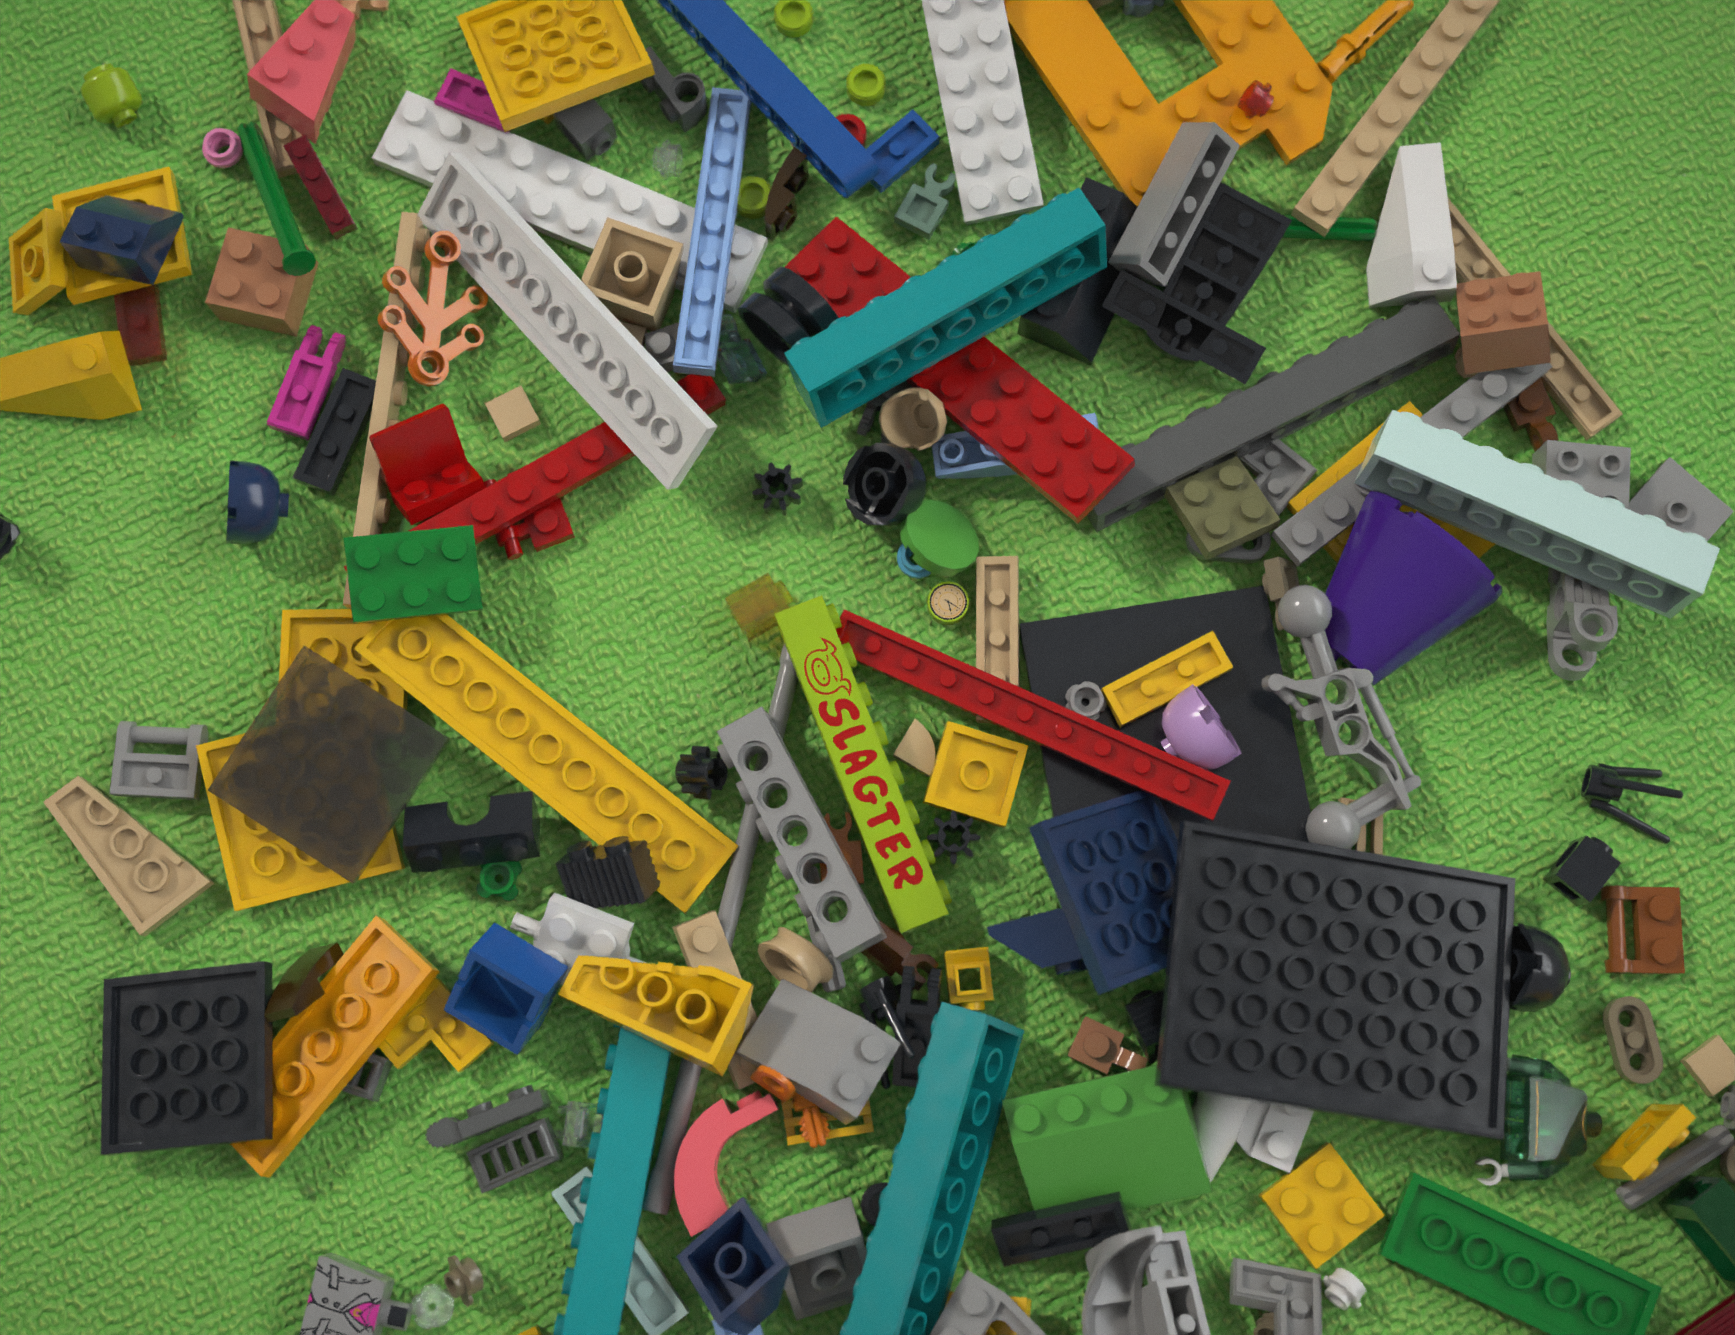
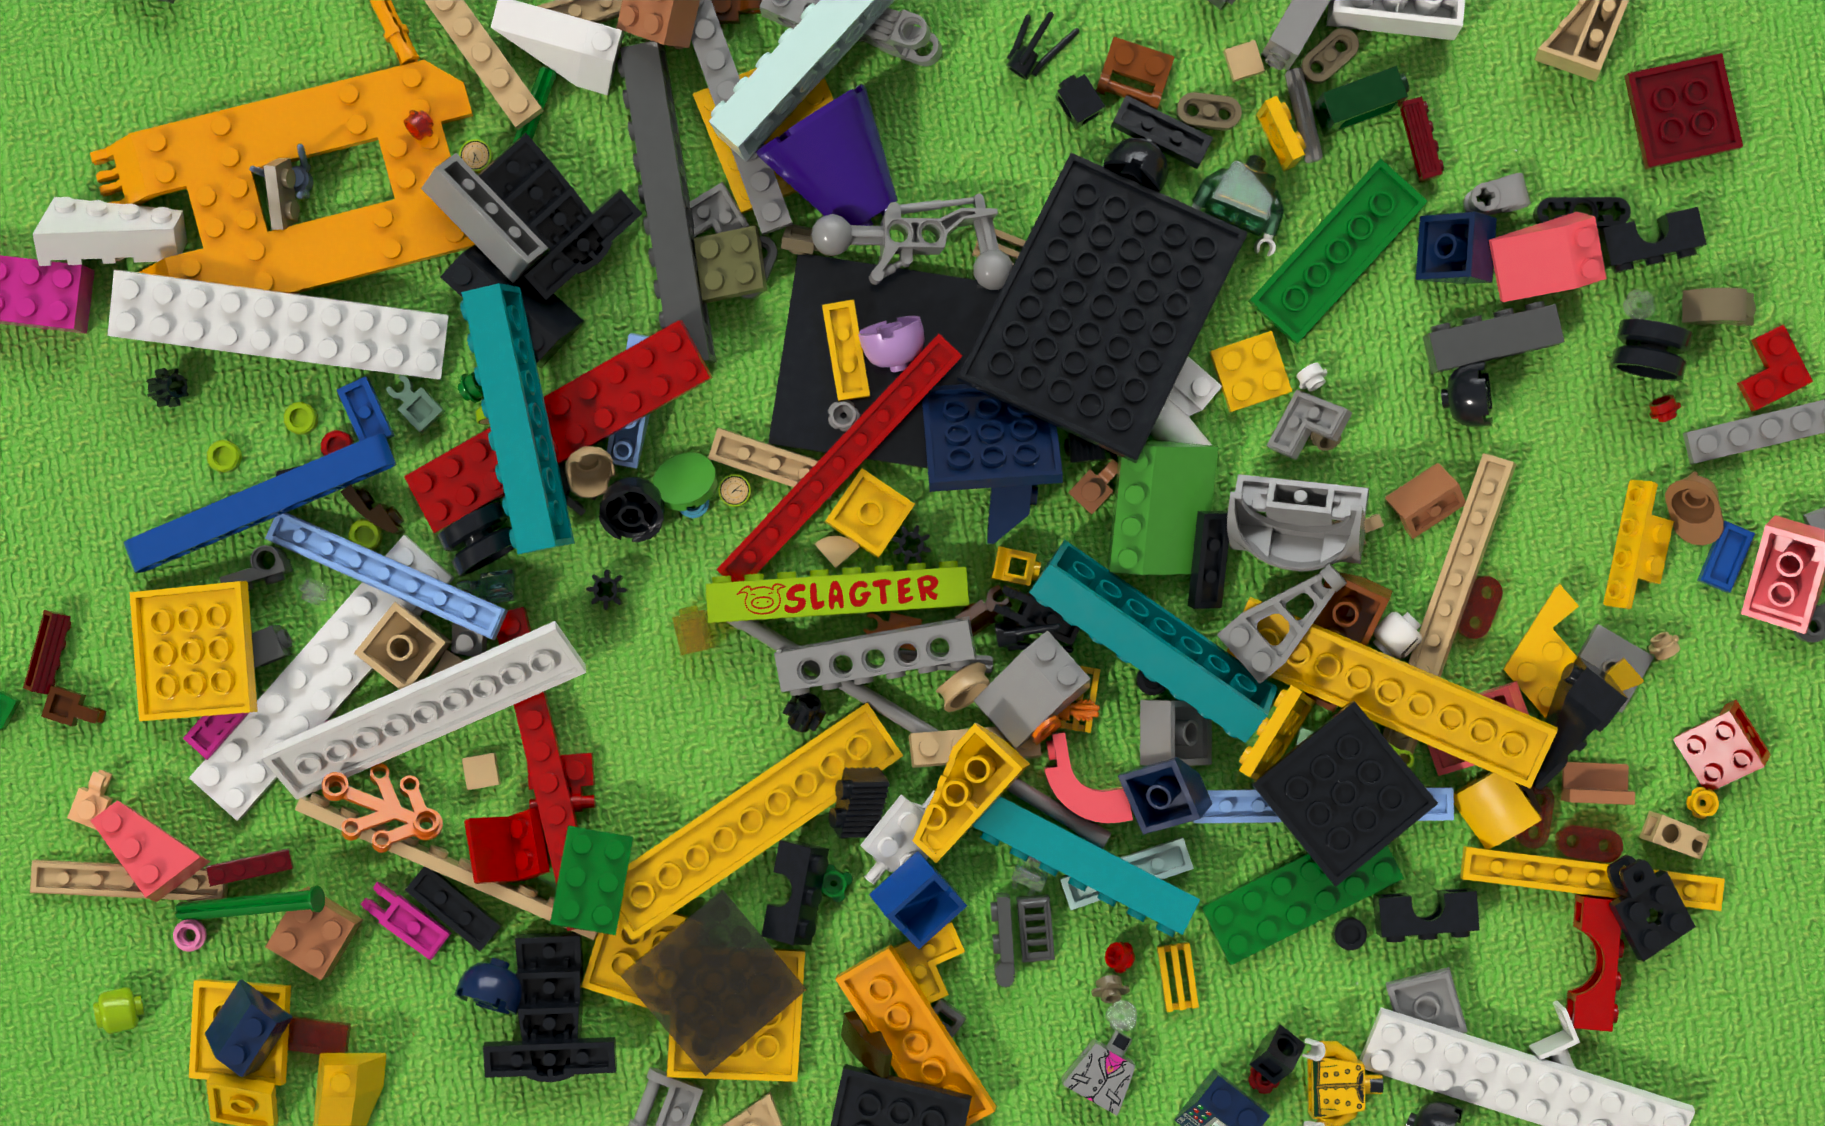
camera: 70 degrees left, 10 degrees up
(235, 584) = (550, 1016): none -> black slope
(509, 1278) = (1120, 956): none -> red plate
(1243, 177) = (476, 154): none -> tile
(1584, 1000) = (1170, 134): none -> black plate

